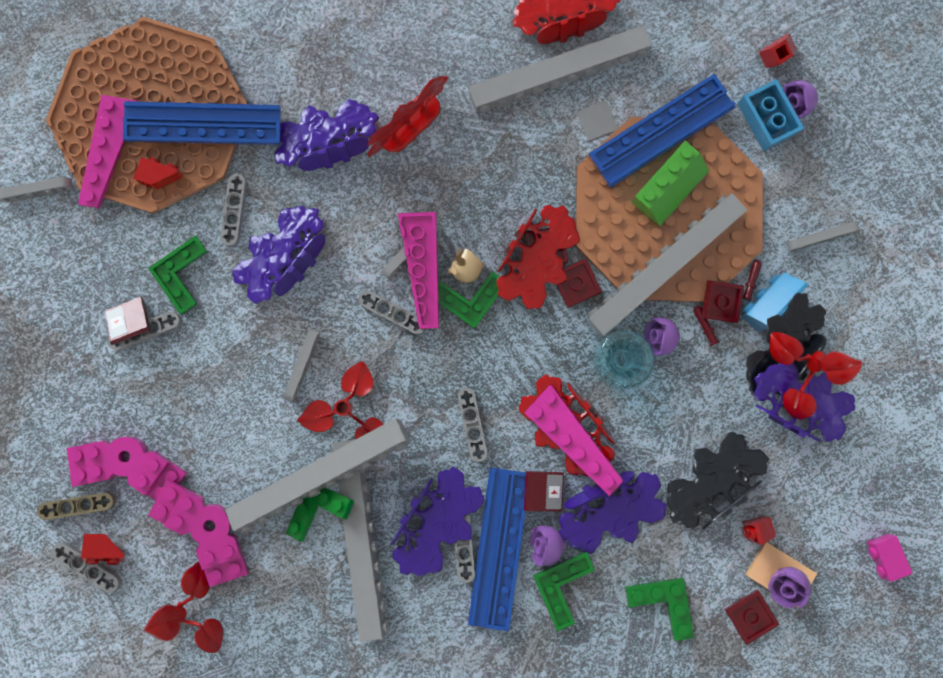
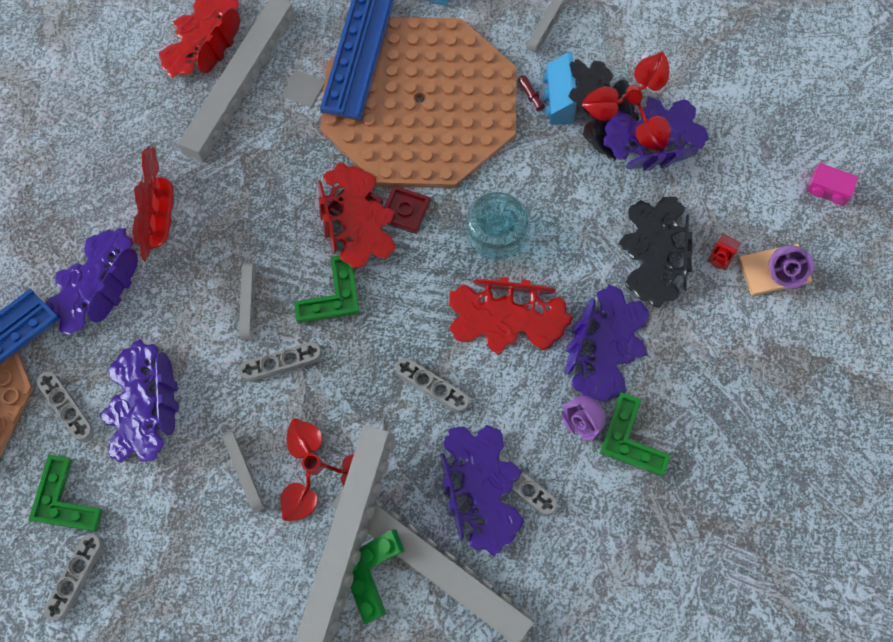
camera: 40 degrees left, 15 degrees down
(127, 320) = (48, 581): tile -> none
(421, 252) = (258, 290): dark pink wing -> none
(466, 266) = (310, 274): tan helmet -> none
(498, 550) = (553, 460): blue plate -> none
(543, 491) = (539, 379): dark red tile -> none
(562, 426) = (510, 314): dark pink wing -> none
(662, 335) = (507, 180): medium lavender cylinder -> none
(666, 265) = (457, 136): light grey brick -> none
(669, 591) = (720, 360): green plate -> none
(671, 184) = (403, 77): bright green slope -> none
(706, 326) = (536, 153): dark red piece -> none
(722, 301) = (525, 123): dark red tile -> none
(751, 617) = (789, 320): dark red tile -> none

